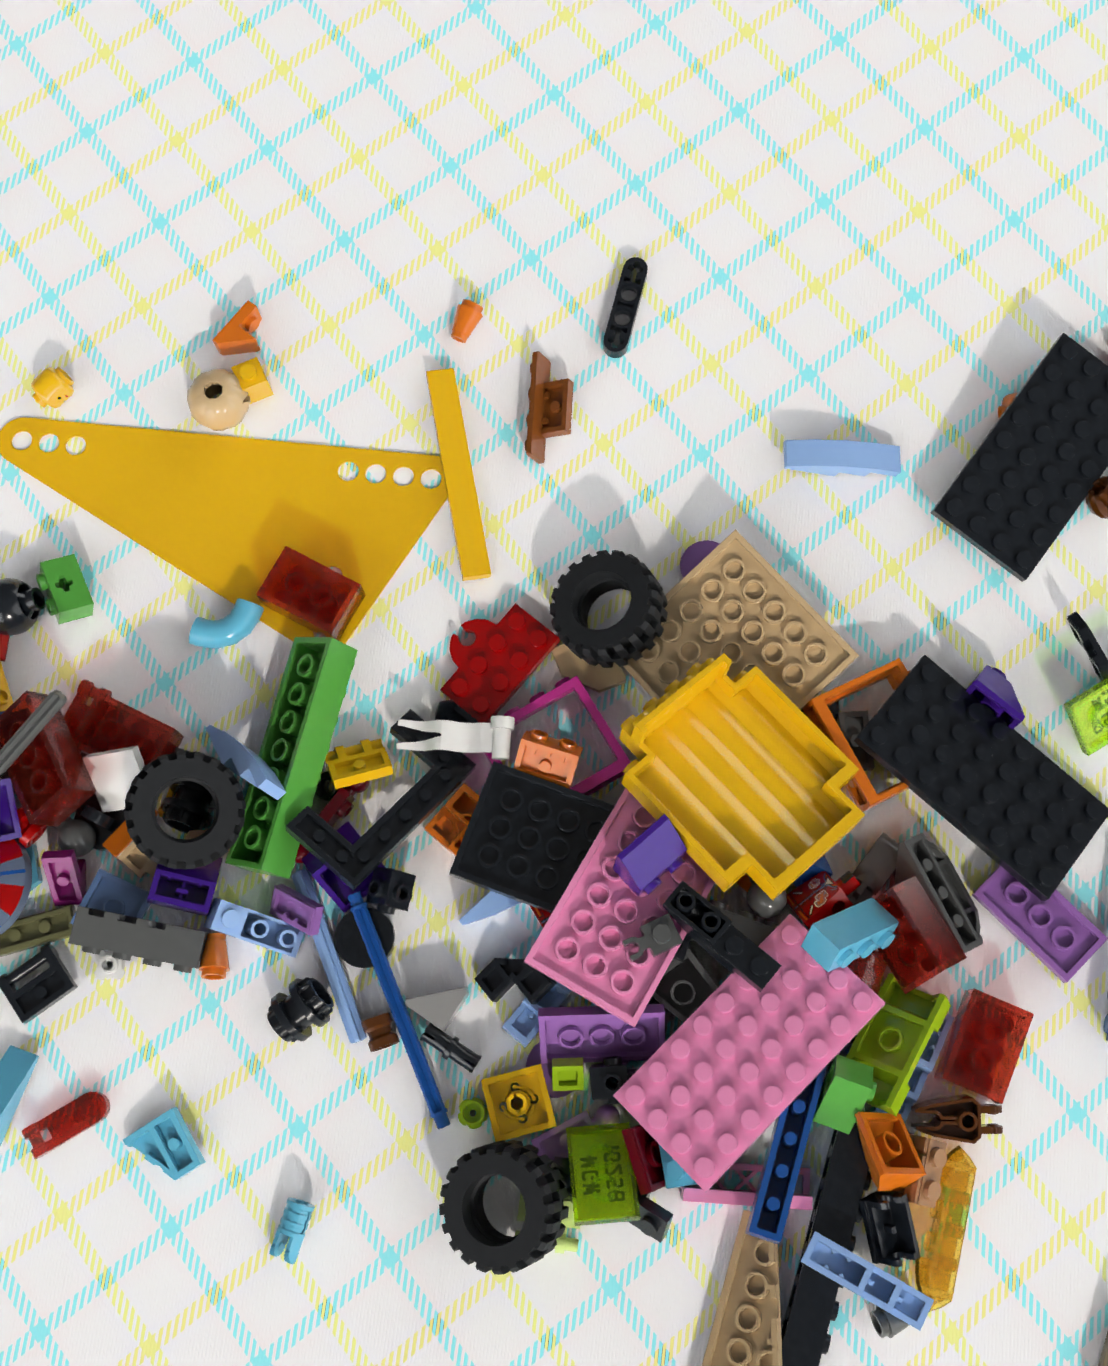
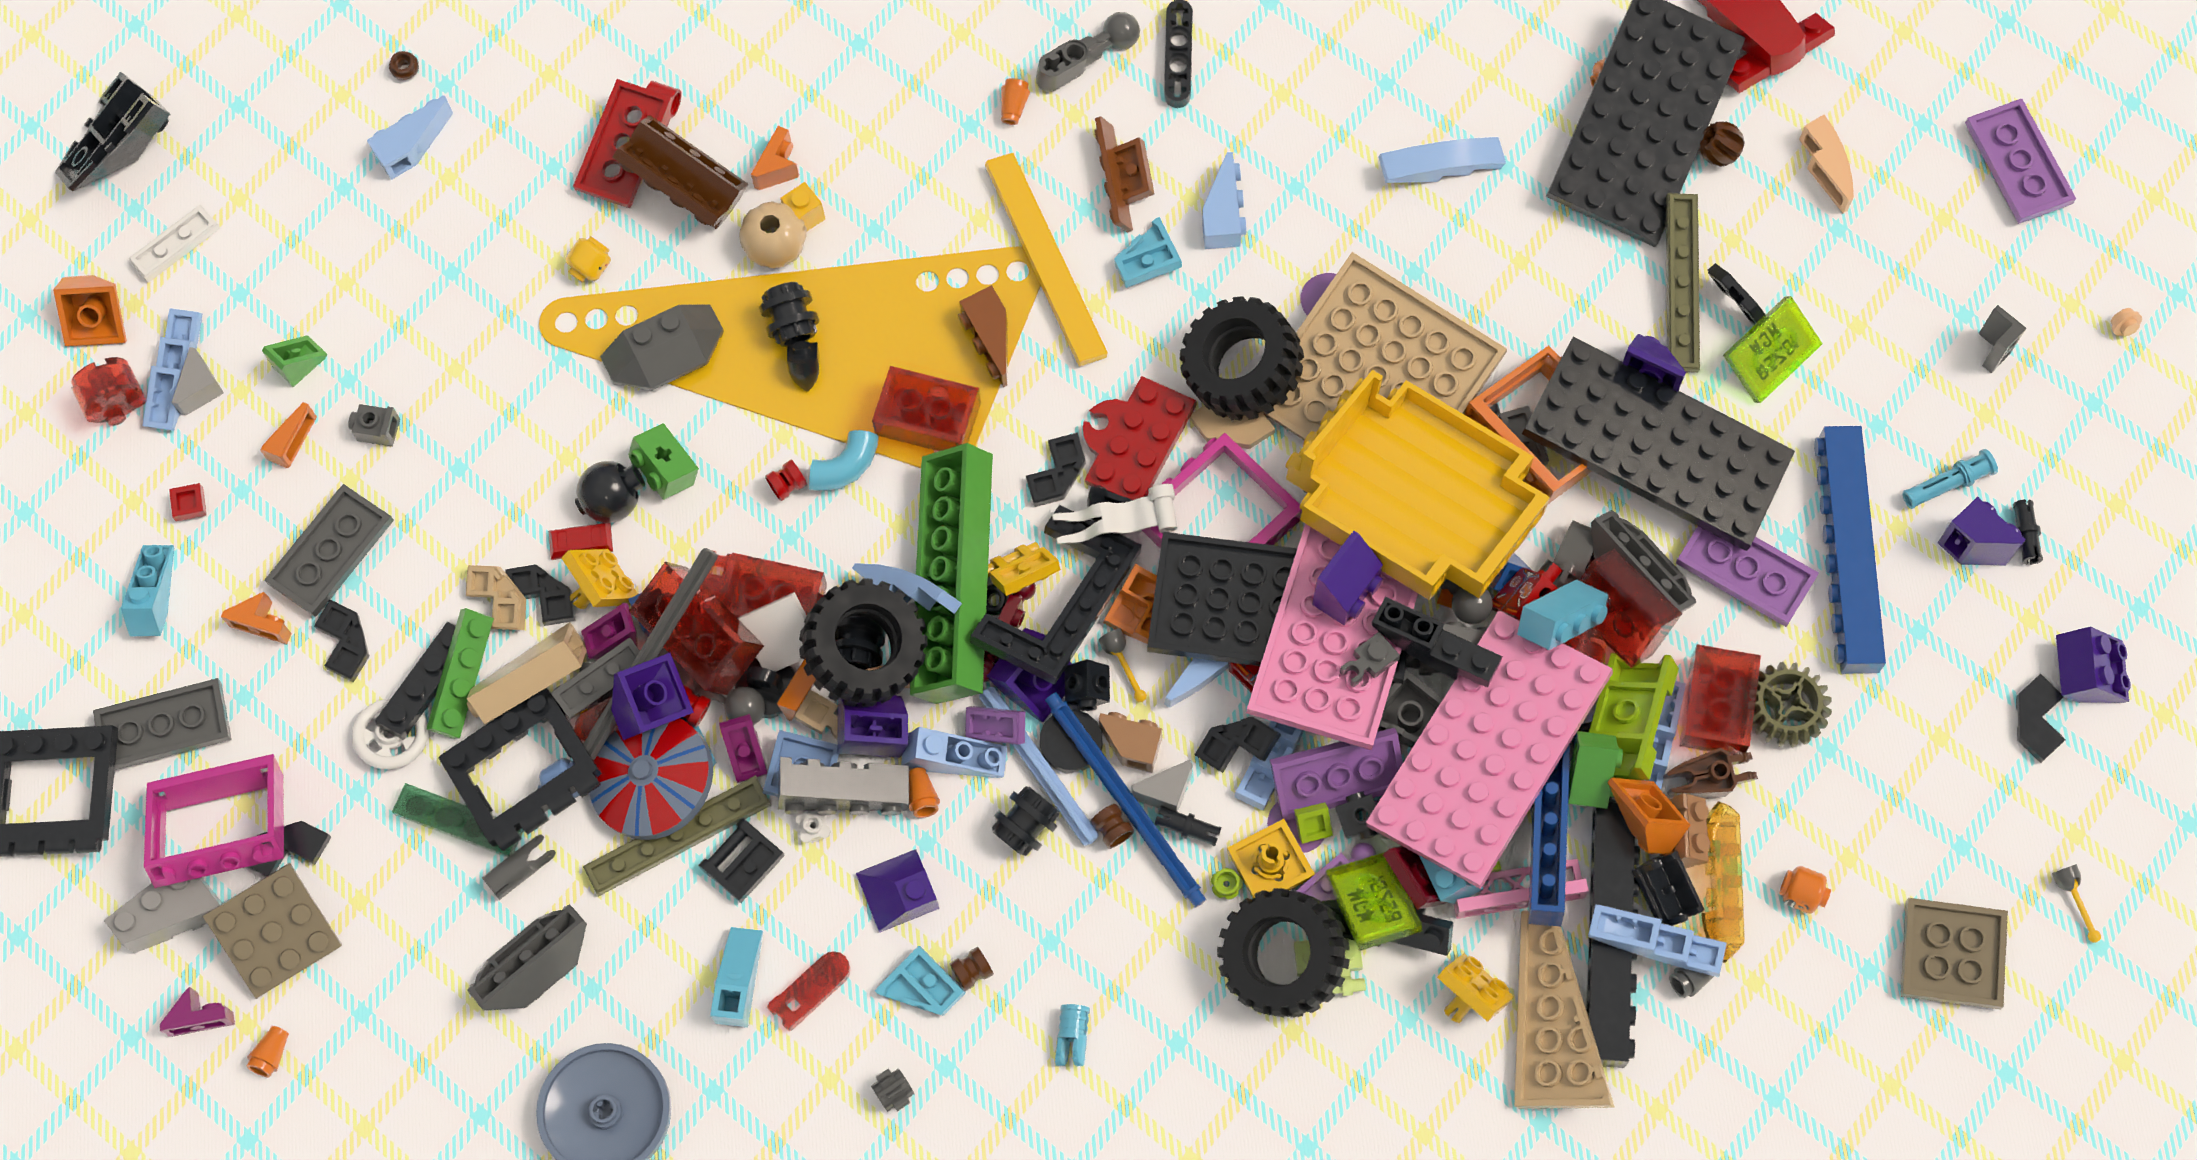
camera: 15 degrees left, 5 degrees down
(98, 482) = (663, 347): none -> dark grey wedge
(111, 1244) = (892, 1089): none -> dark grey gear
(148, 261) = (654, 100): none -> red hinge
(149, 325) = (681, 172): none -> reddish brown brick
(171, 630) = (786, 480): none -> red wheel
(171, 1045) = (897, 890): none -> dark purple slope
(212, 474) = (789, 314): none -> black piece
(215, 523) = (803, 363): none -> black plate
(215, 1141) = (971, 968): none -> reddish brown wheel
(391, 528) = (988, 322): none -> dark orange slope
(413, 687) = (1055, 483): none -> black tile
(419, 955) = (1131, 741): none -> medium nougat slope
(427, 854) = (1113, 644): none -> hinge
(511, 300) = (1057, 69): none -> dark grey beam
(548, 757) = (1217, 517): orange bracket -> none
(550, 490) = (1147, 256): none -> medium azure wing
(625, 464) = (1220, 212): none -> light blue slope
(678, 1282) = (1473, 989): none -> yellow plate
(1023, 1255) = (1804, 889): none -> orange head
(1041, 621) = (1683, 279): none -> olive tile
(1058, 1072) = (1814, 718): none -> olive gear

